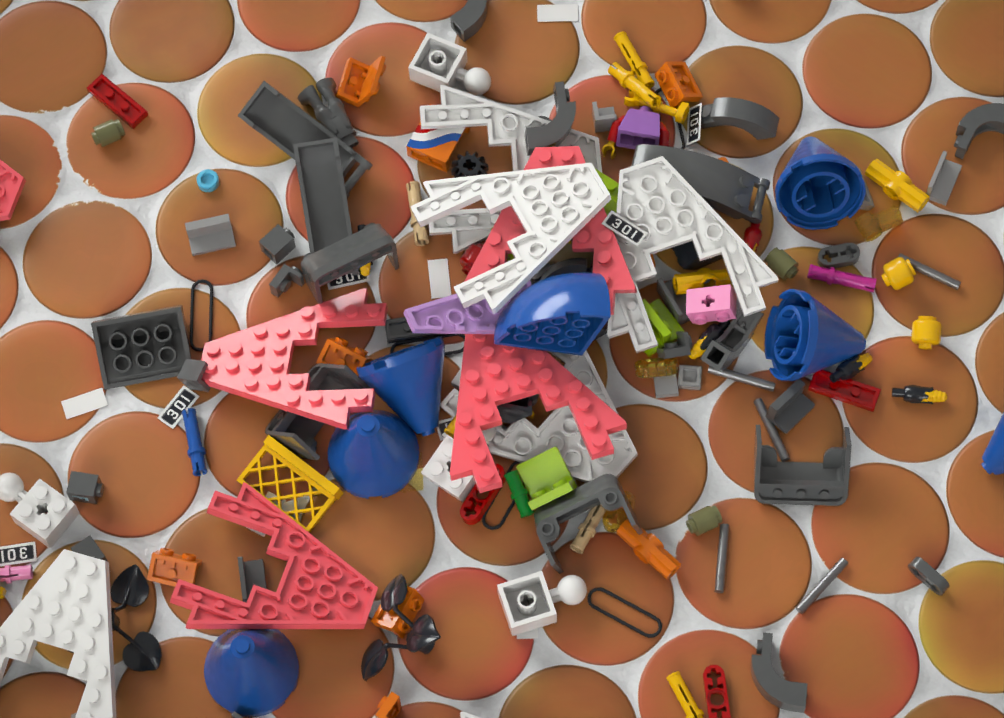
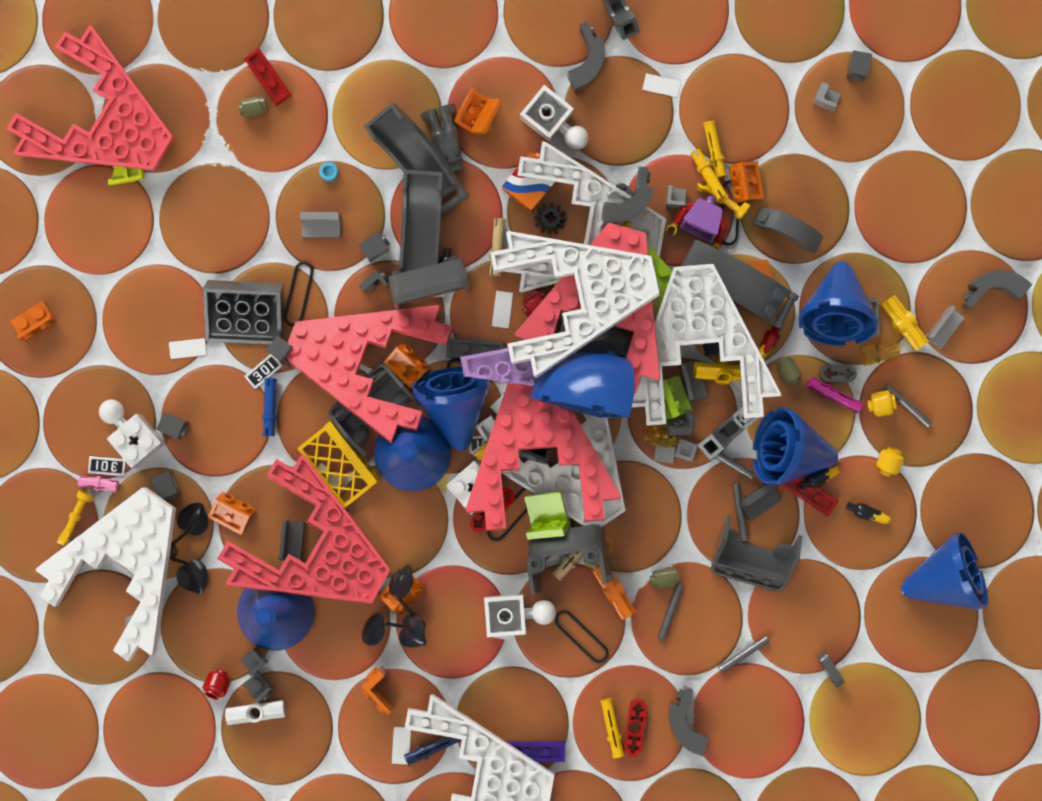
camera: 15 degrees right, 20 degrees up
(519, 493) = (521, 518): green pin -> none
(624, 228) = (664, 320): sticker -> none
(694, 124) = (750, 223): sticker -> none
(711, 304) = (710, 391): bright pink brick -> none
(713, 332) = (712, 420): black piece -> none

